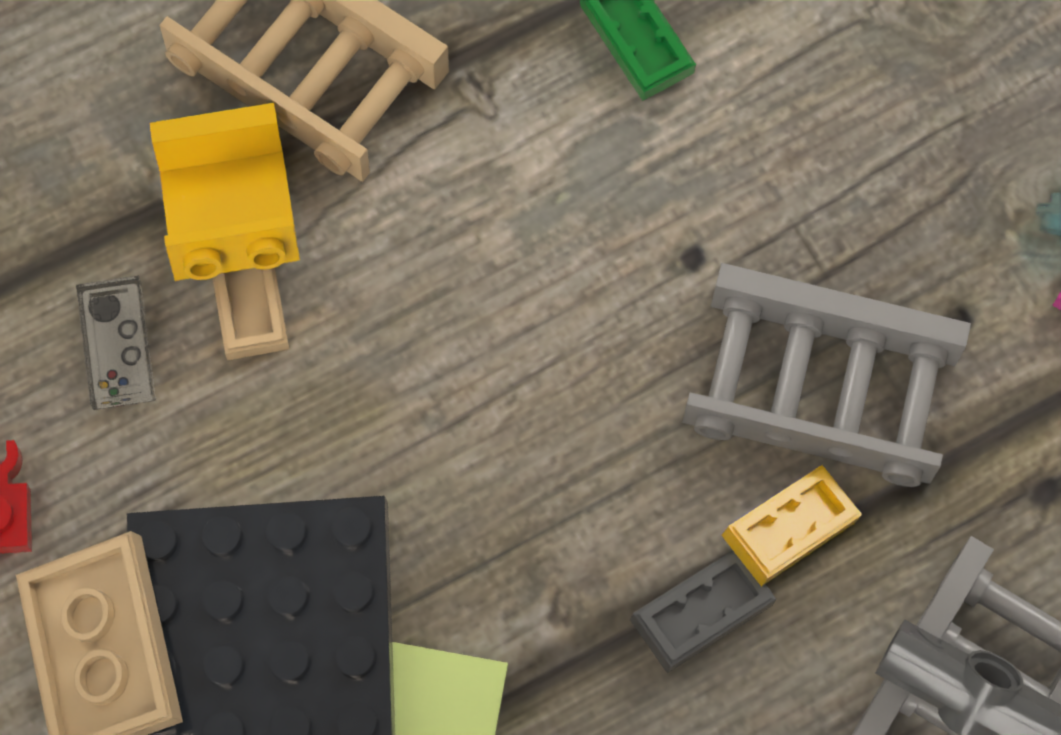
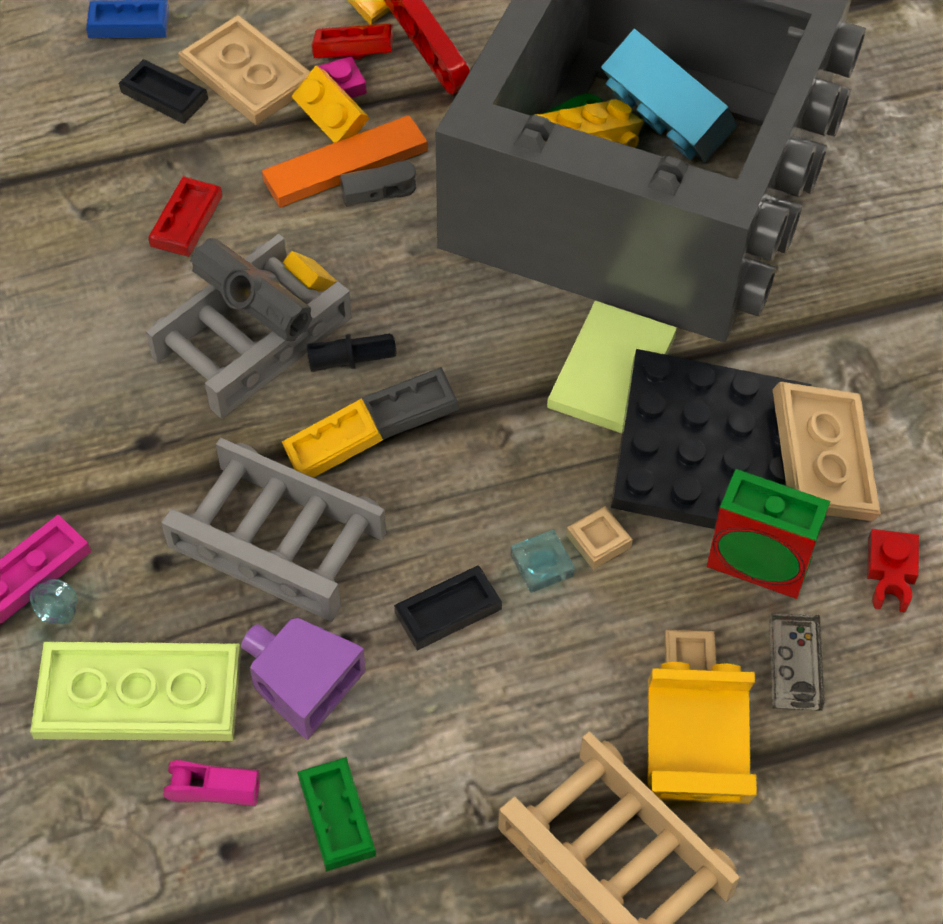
camera: 165 degrees left, 15 degrees down
(167, 446) = (766, 533): none -> green panel
(396, 466) = (599, 537): none -> tan tile
(464, 403) = (542, 561): none -> clear light blue plate
(572, 325) = (447, 607): none -> black tile
(729, 187) = (303, 671): none -> medium lavender torso
(782, 44) = (220, 784): none -> dark pink bar
(809, 684) = (350, 351): none -> black axle
(921, 139) = (137, 691): none -> yellowish green tile

